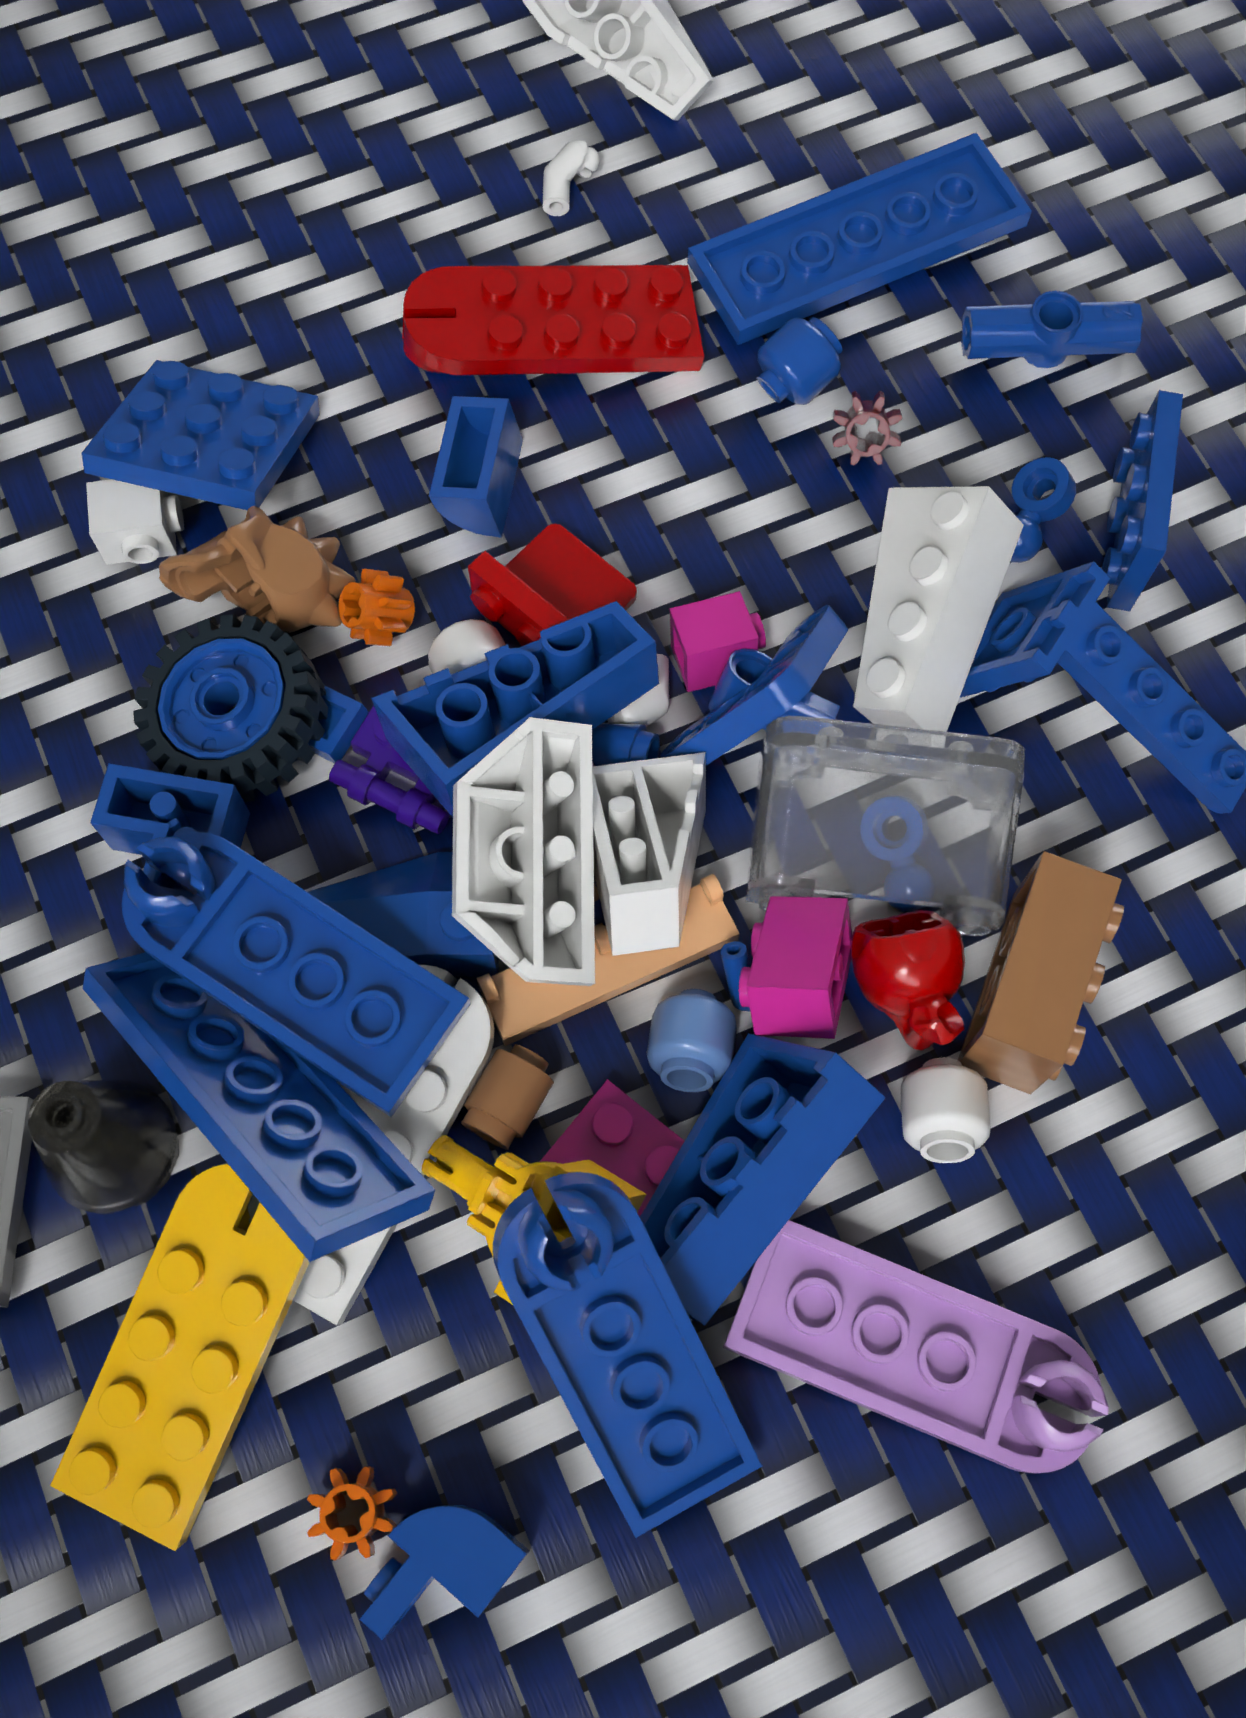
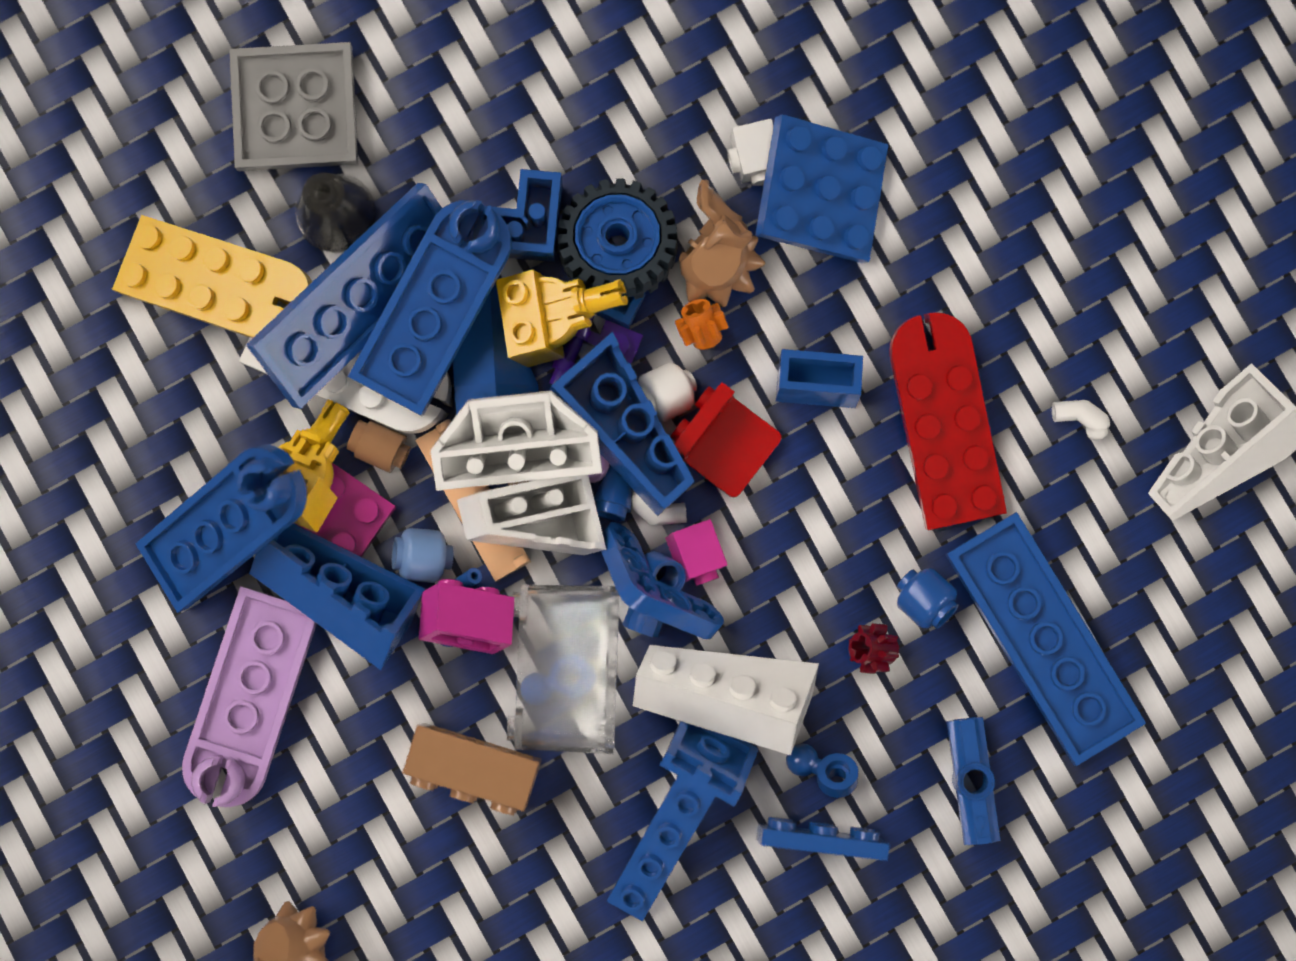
camera: 80 degrees right, 15 degrees up
(326, 801) = (548, 312): none -> yellow brick
(335, 1503) = (148, 385): orange gear -> none
(444, 1543) = (123, 442): blue brick -> none
(911, 972) = (473, 687): red piece -> none
(945, 1110) = (389, 713): white head -> none

